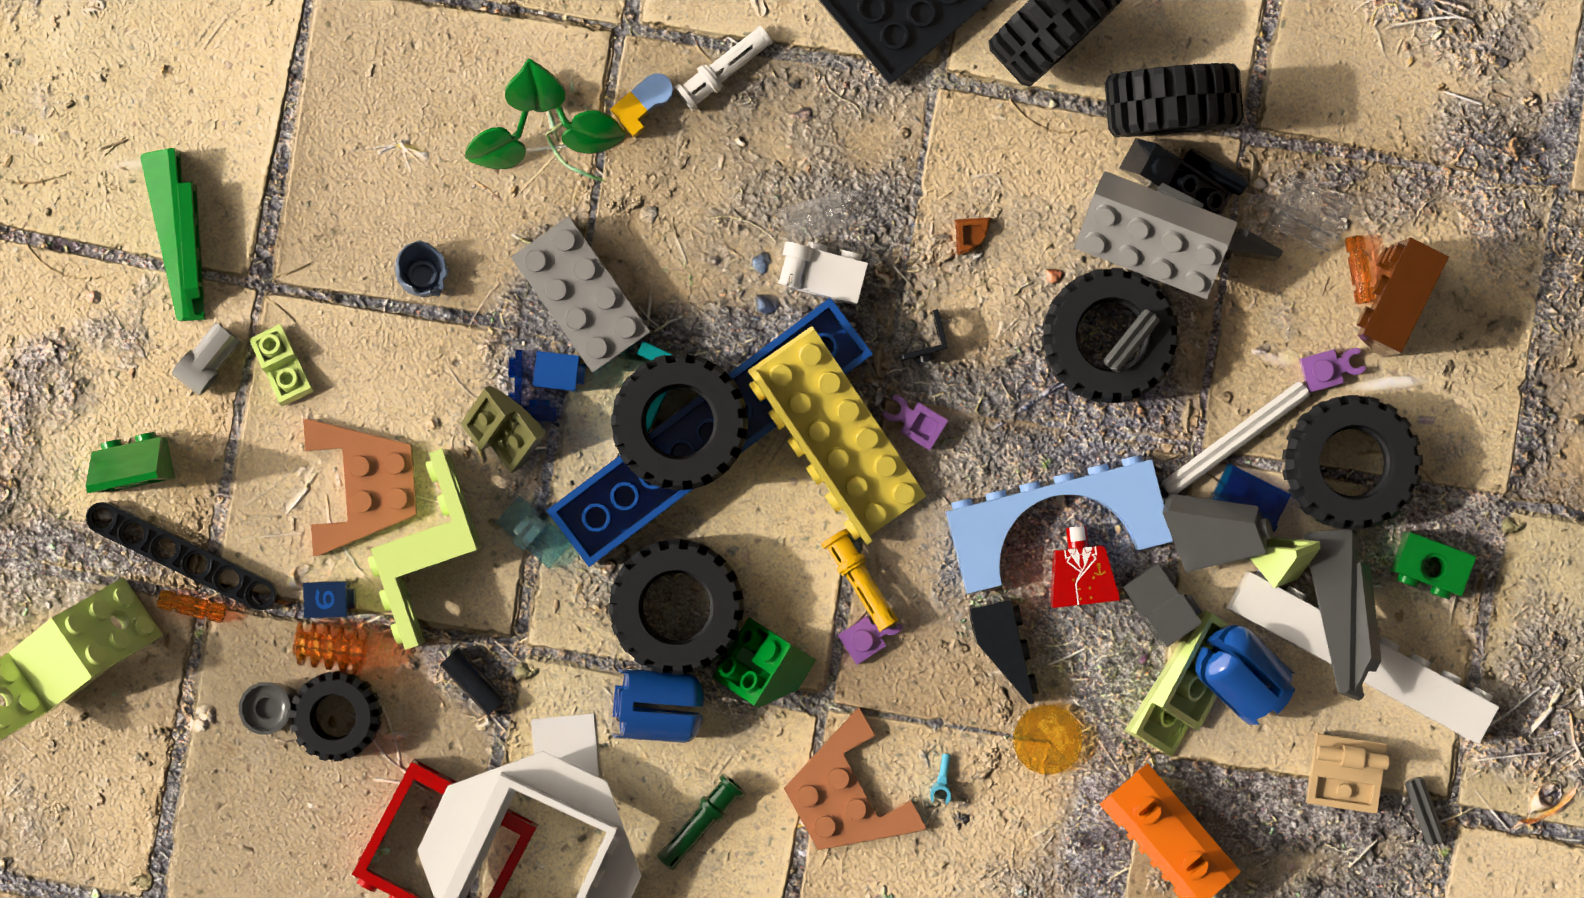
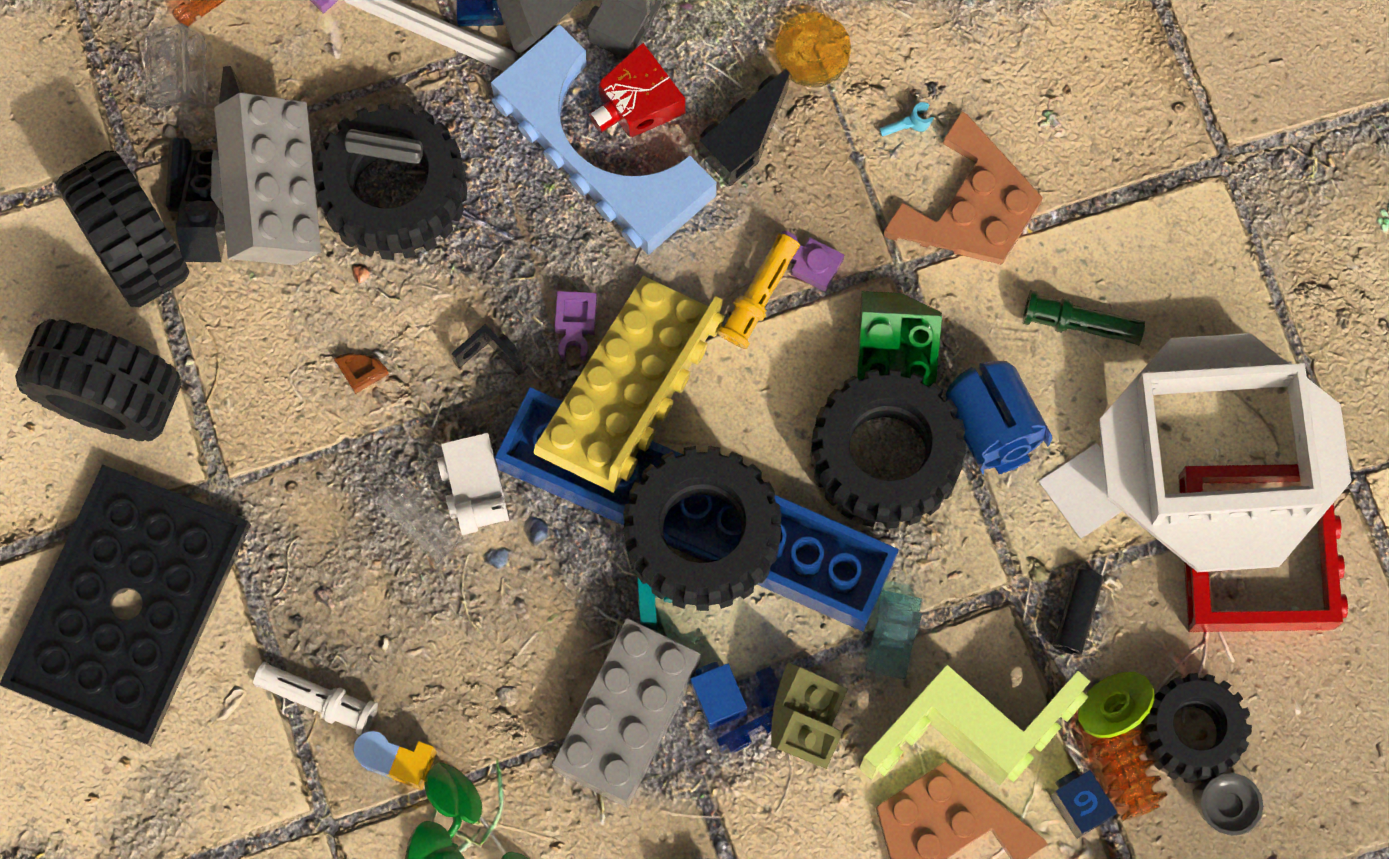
camera: 125 degrees left, 15 degrees down
(385, 667) = (1116, 704): none -> lime dish

